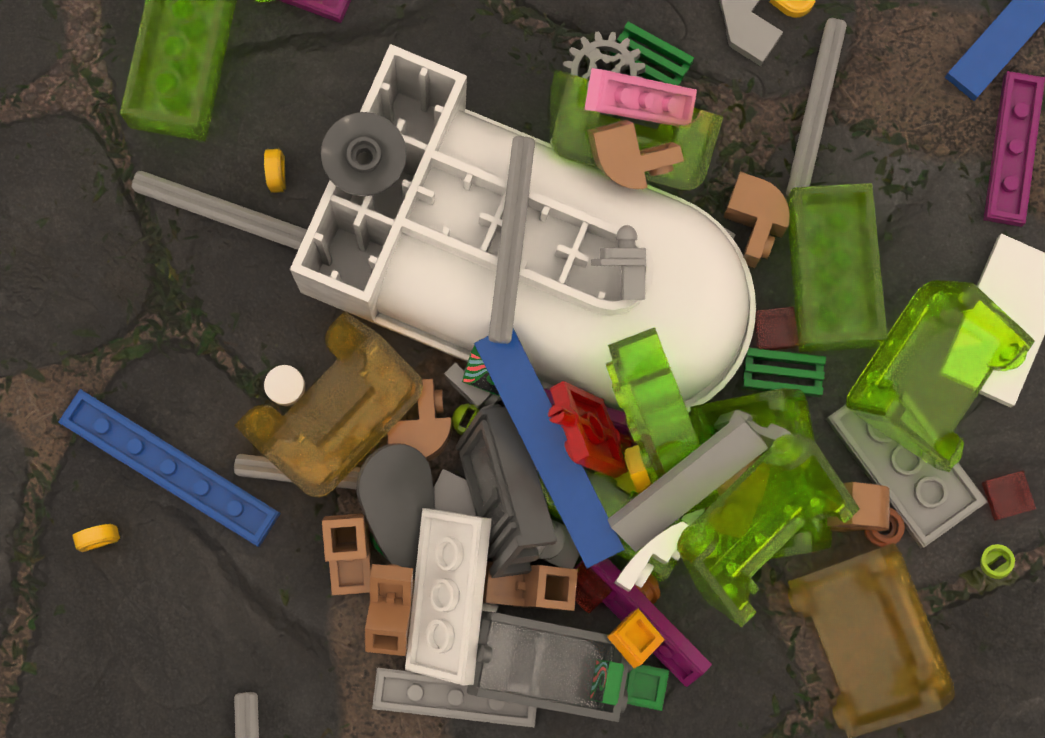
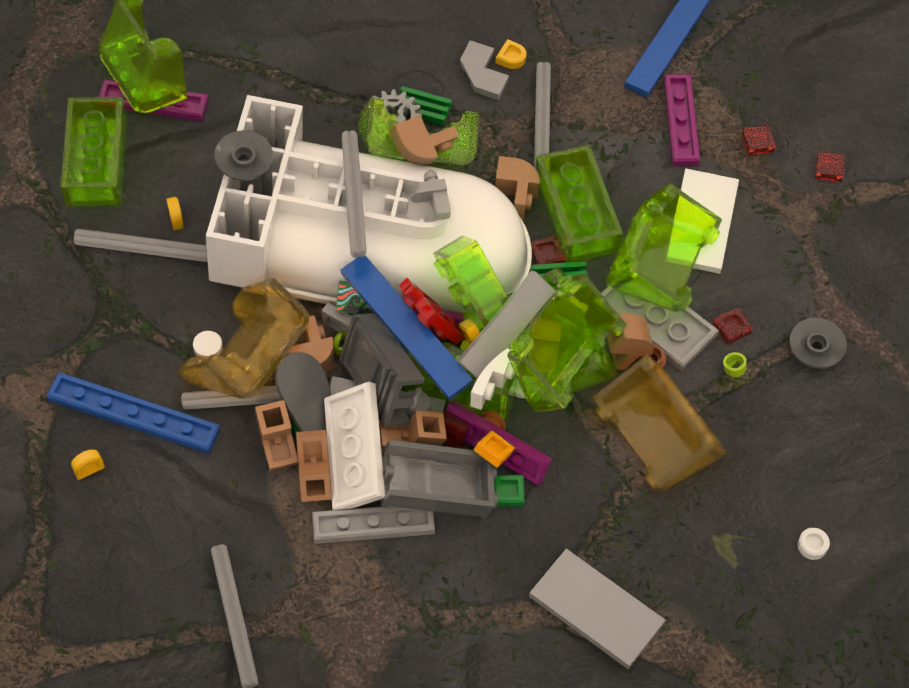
camera: 15 degrees left, 20 degrees down
(606, 682) = (480, 482): green tile -> none
(639, 98) = (406, 105): bright pink tile -> none

